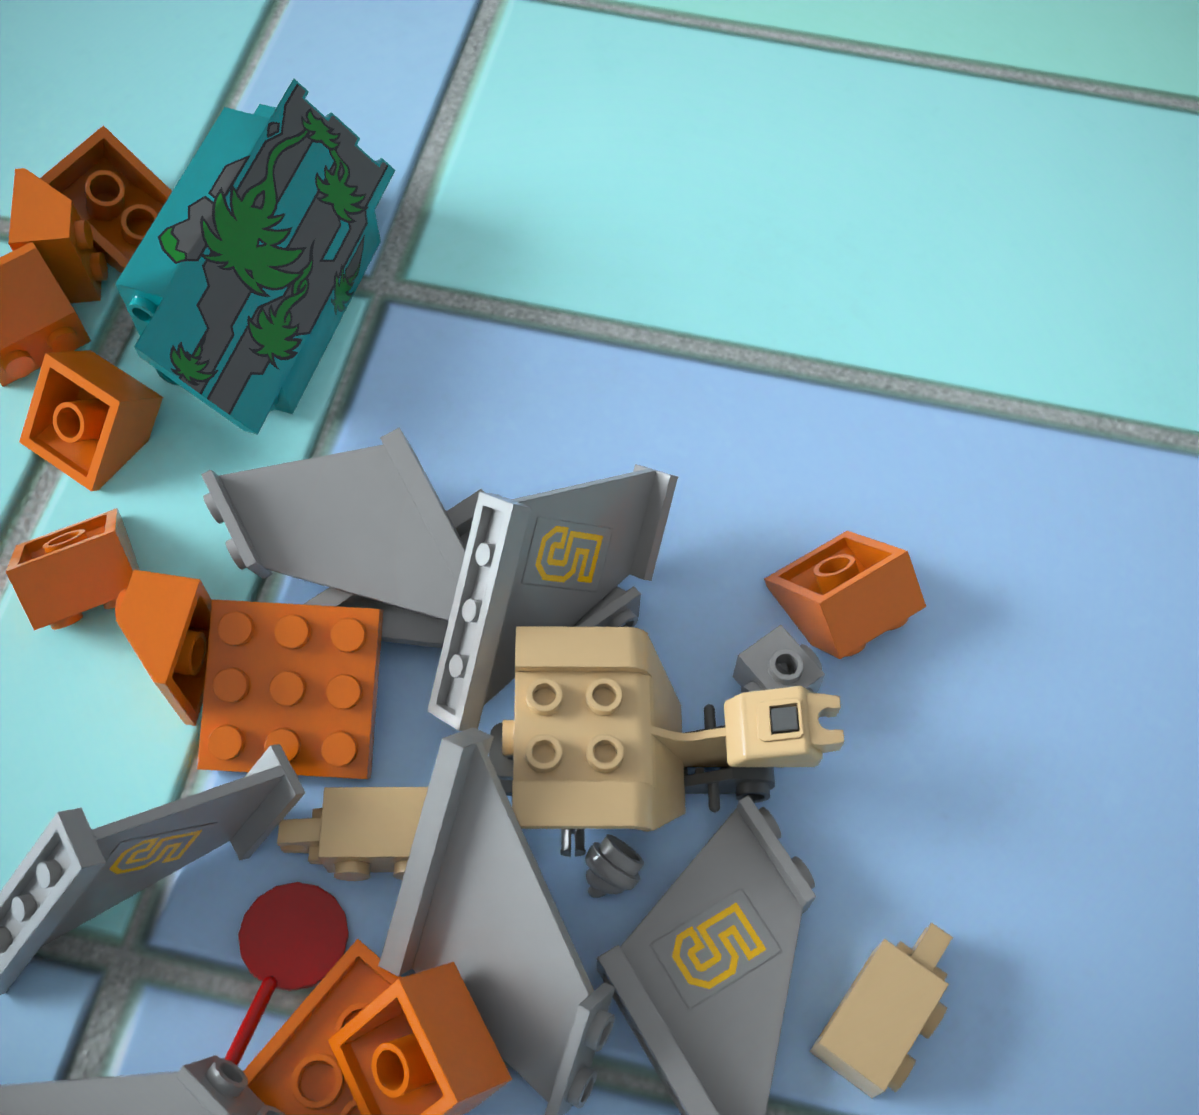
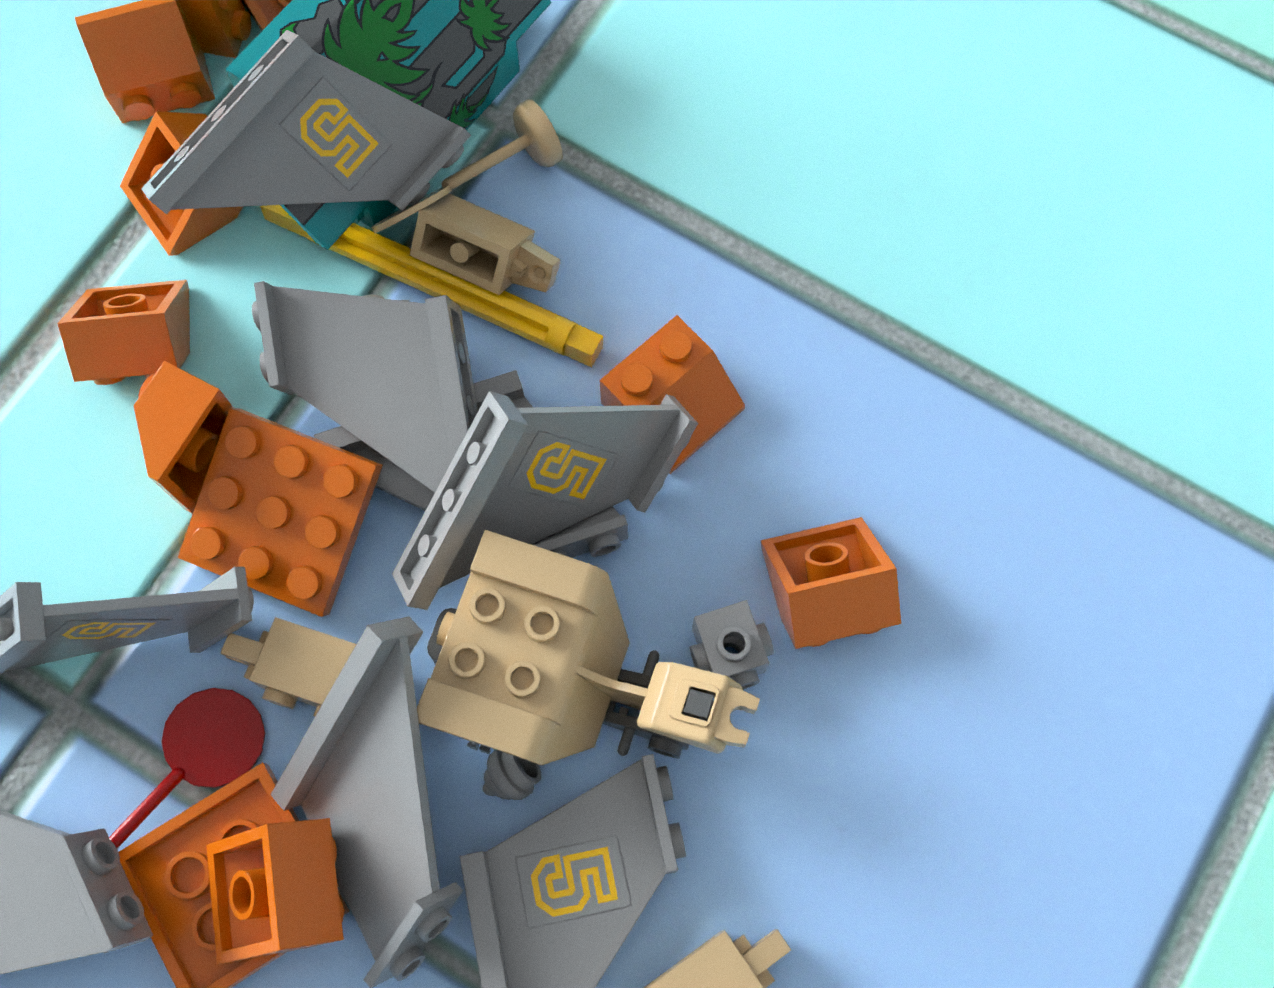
camera: 20 degrees right, 10 degrees up
(212, 325) = (307, 136): none -> light grey piece
(350, 434) = (502, 310): none -> yellow piece
(406, 393) = (481, 247): none -> tan hinge
(420, 285) = (535, 136): none -> tan piece
(632, 437) = (677, 365): none -> orange slope

